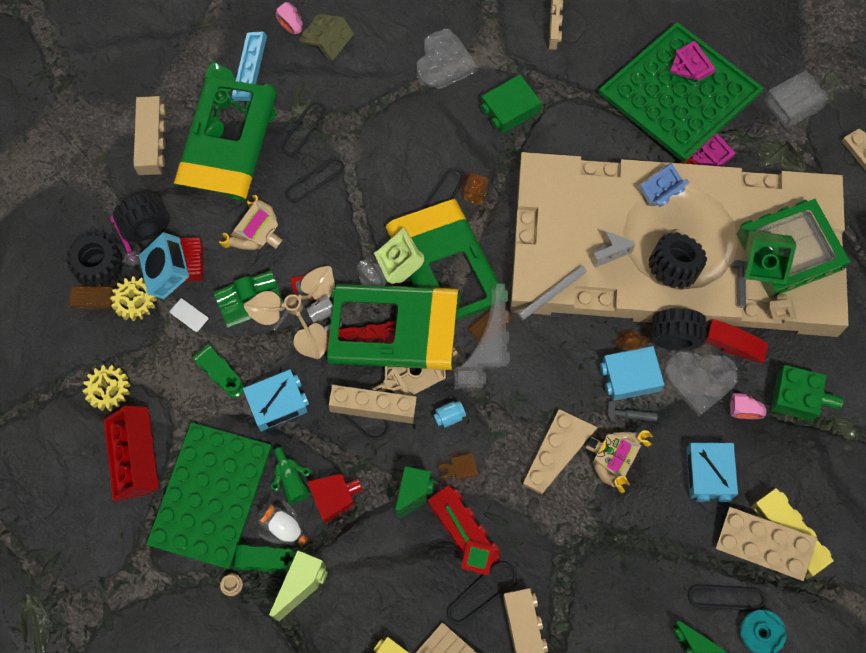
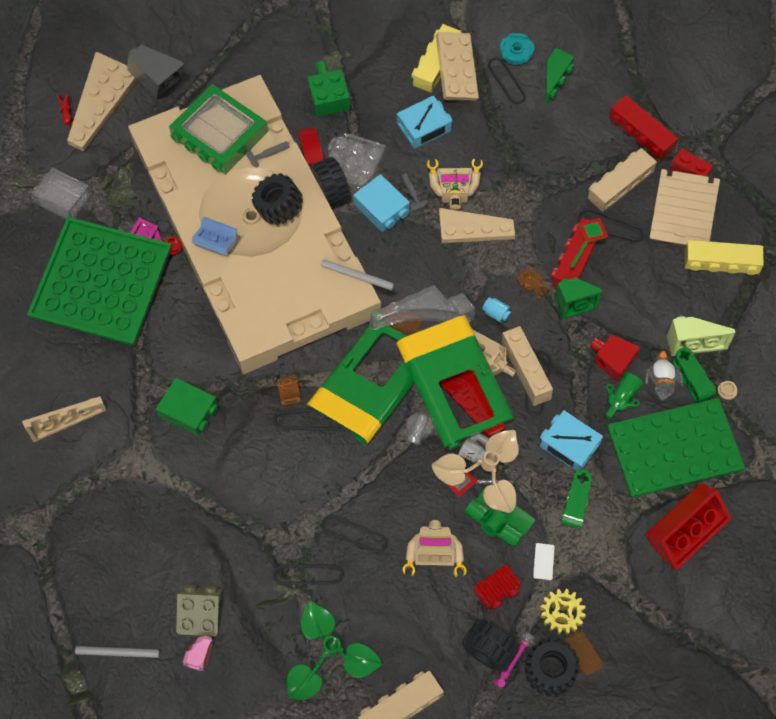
camera: 120 degrees left, 5 degrees down
(99, 383) = (657, 586): light yellow gear -> none
(163, 265) = (521, 596): medium azure brick -> none
(222, 163) = (394, 621): green piece -> none
(250, 63) = (272, 659): medium azure plate -> none
(399, 257) = (394, 408): yellowish green slope -> none
(444, 60) = (168, 489): clear plate -> none
(616, 248) = (294, 245): light grey slope -> none
(632, 341) = (362, 214): clear orange piece -> none
(692, 63) = (69, 280): dark pink slope -> none
(746, 407) = (360, 121): bright pink rock -> none
(769, 257) = (243, 131): green slope -> none
(782, 308) = (275, 115): tan tile -> none

